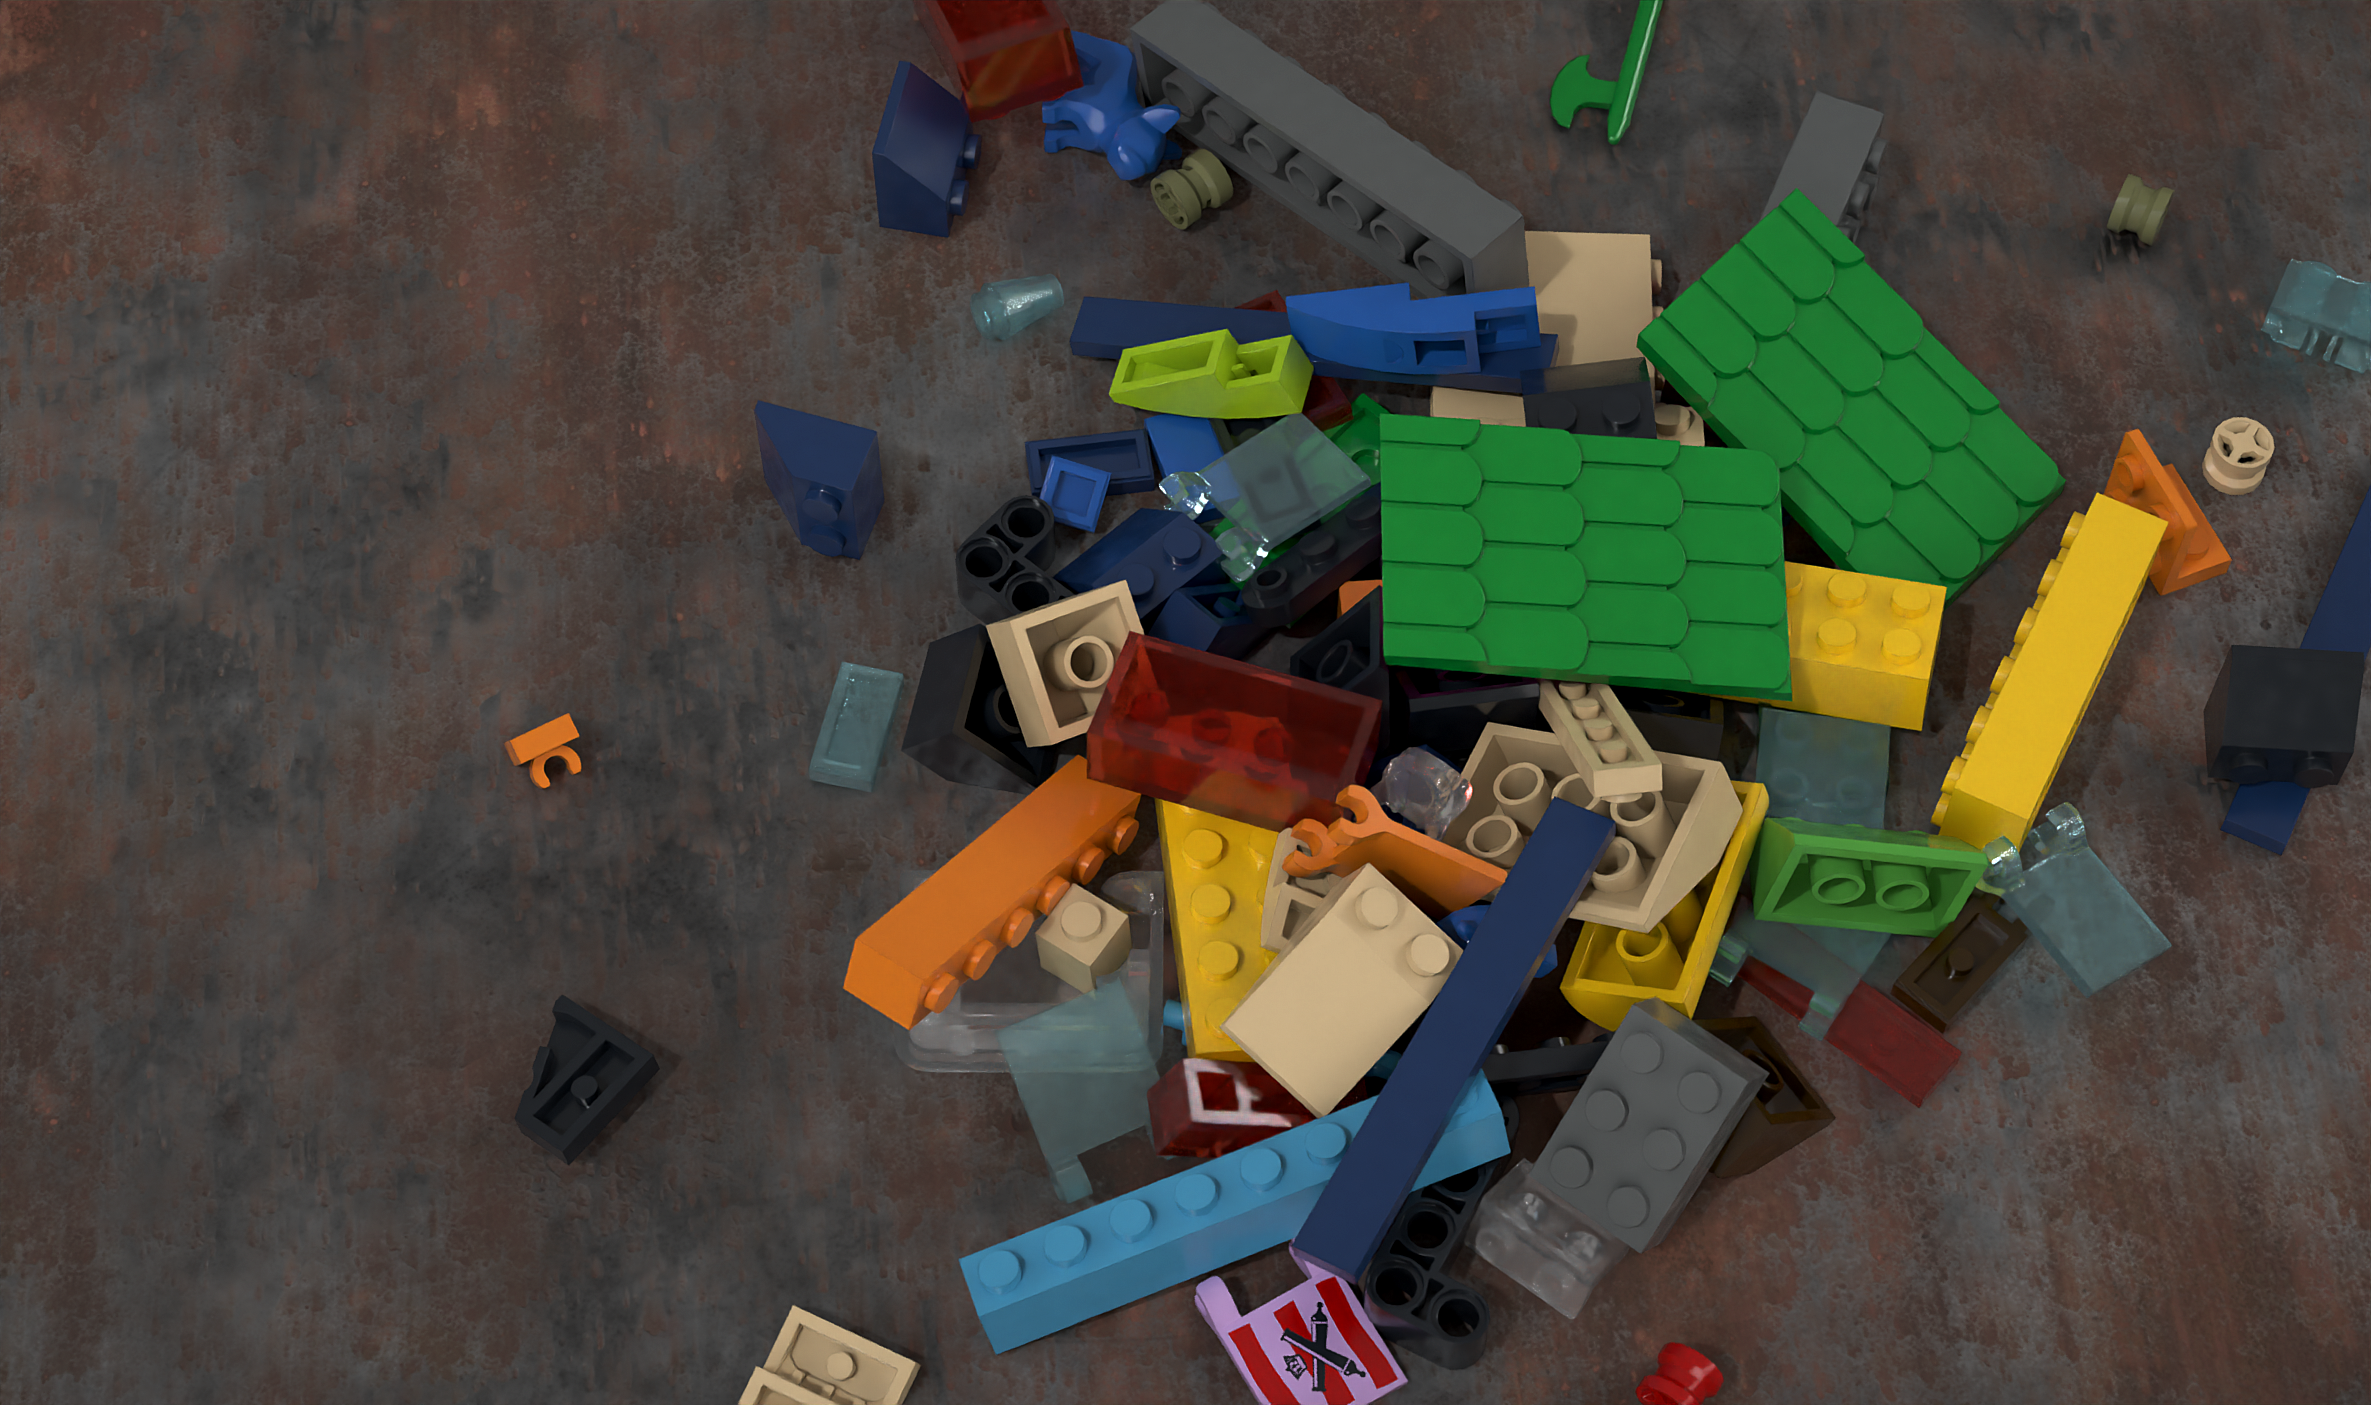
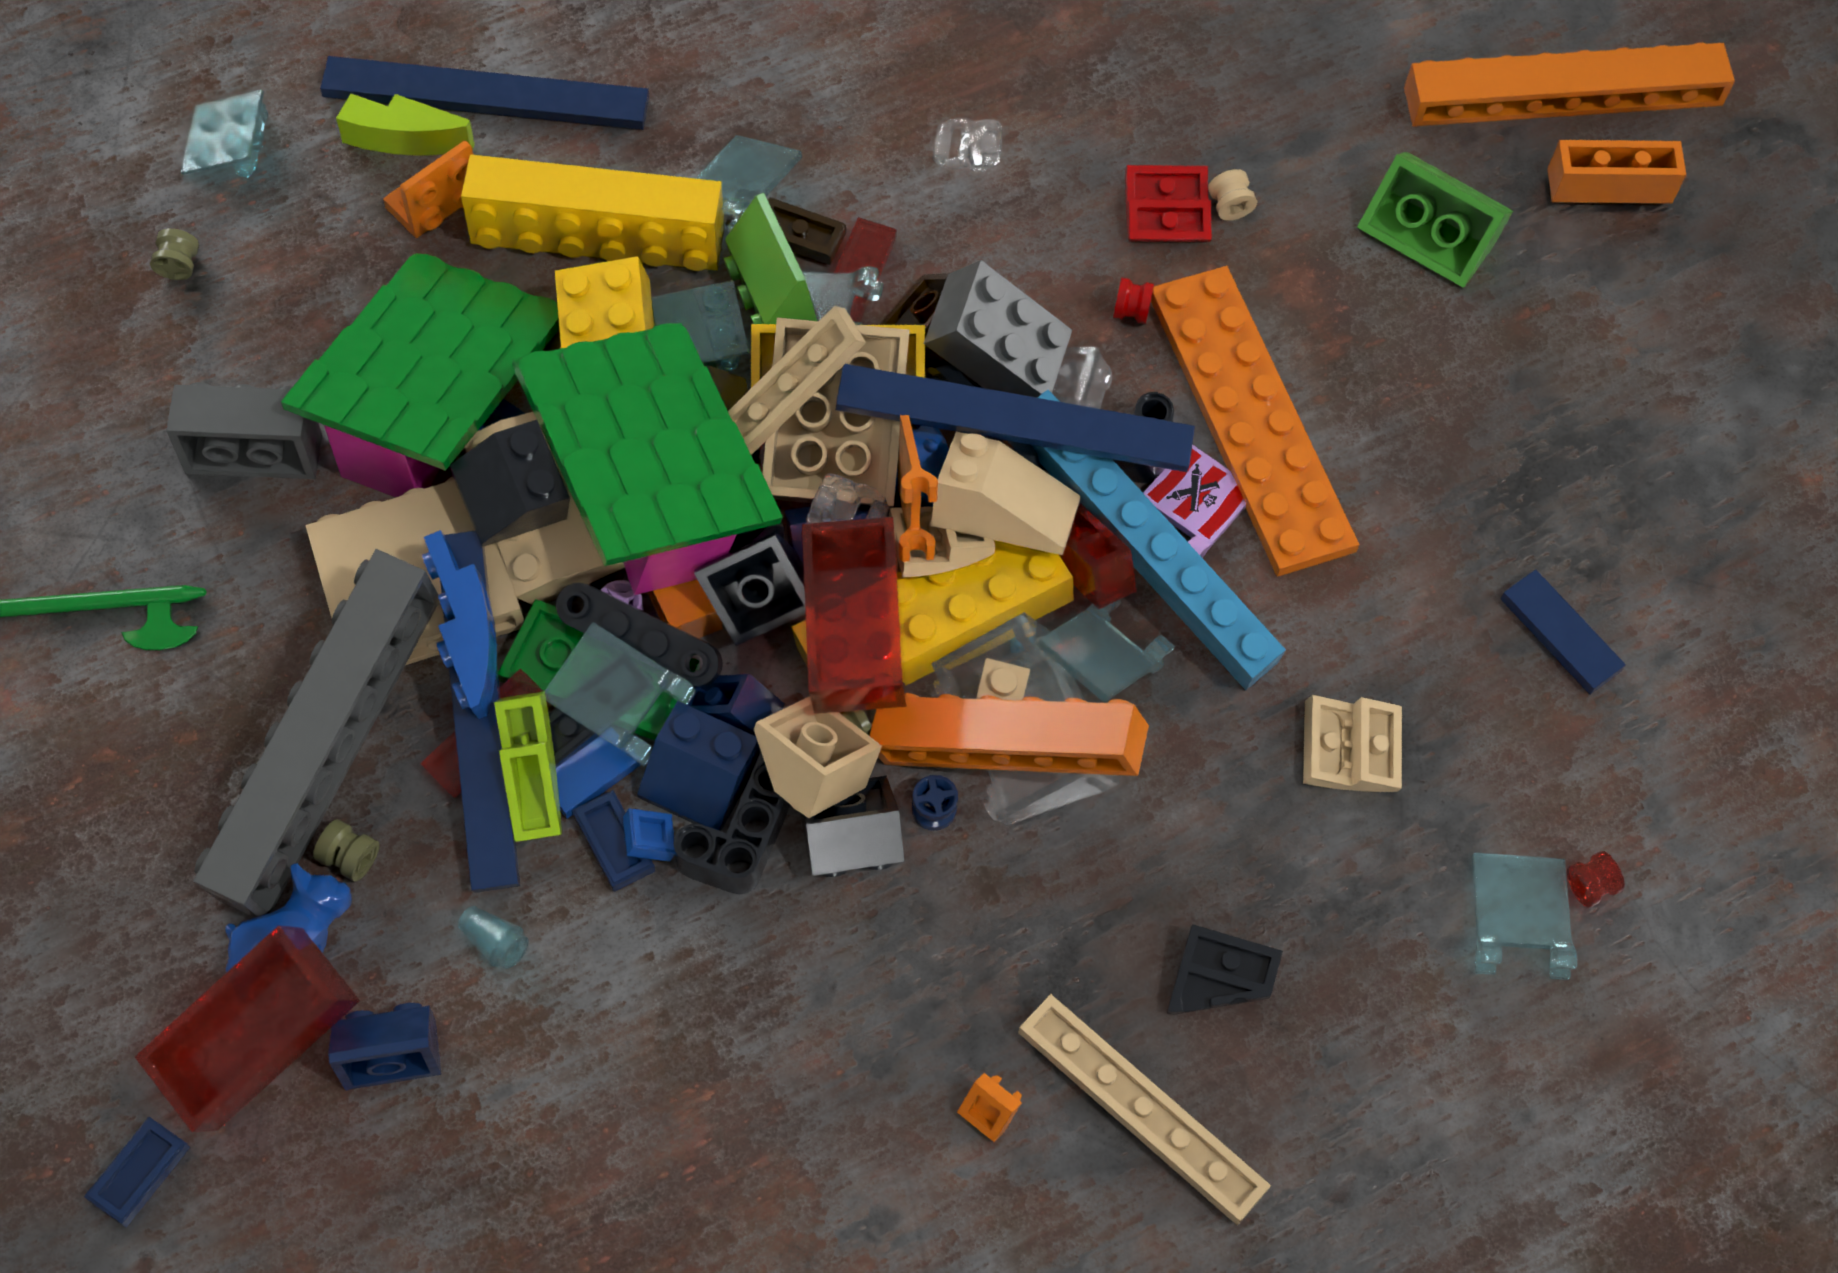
camera: 115 degrees left, 5 degrees up
(451, 915) = (1144, 1109): none -> tan plate
(822, 477) = (716, 991): dark blue slope -> none
(856, 727) = (884, 912): clear light blue tile -> none
(965, 812) = (935, 791): none -> dark blue wheel
(2052, 1276) = (978, 147): none -> clear piece
(2230, 442) = (357, 156): tan wheel -> none
(2283, 715) = (580, 88): black slope -> none
(2293, 510) = (401, 127): none -> lime slope

